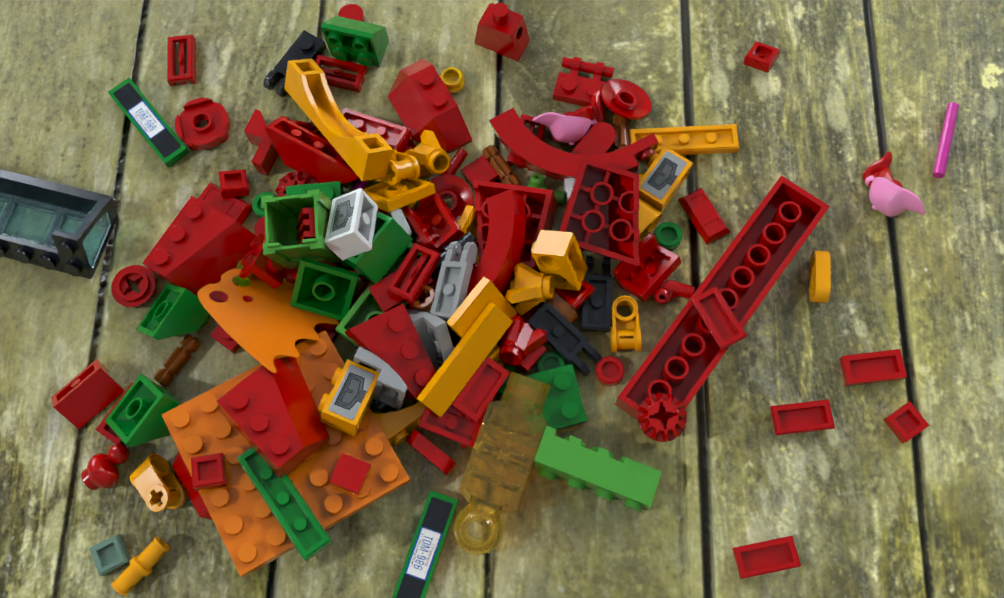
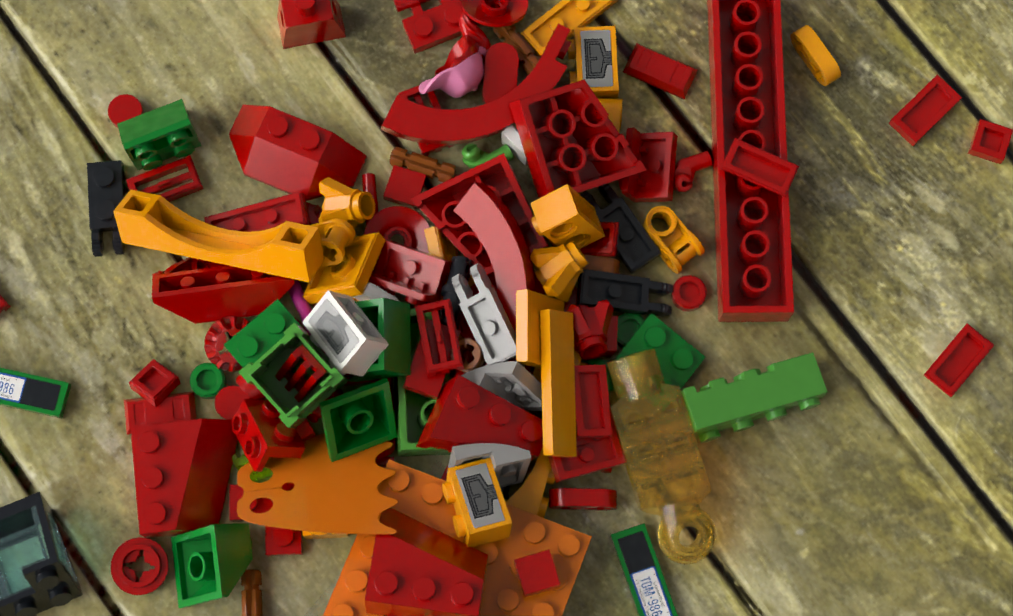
camera: 45 degrees left, 5 degrees up
(209, 136) = (70, 363): red plate -> none
(266, 152) = (140, 311): red slope -> none
(453, 79) = (296, 104): yellow plate -> none
(653, 428) = (779, 317): red gear -> none
(668, 235) = (642, 116): green tile -> none
(802, 417) = (897, 205): red tile -> none

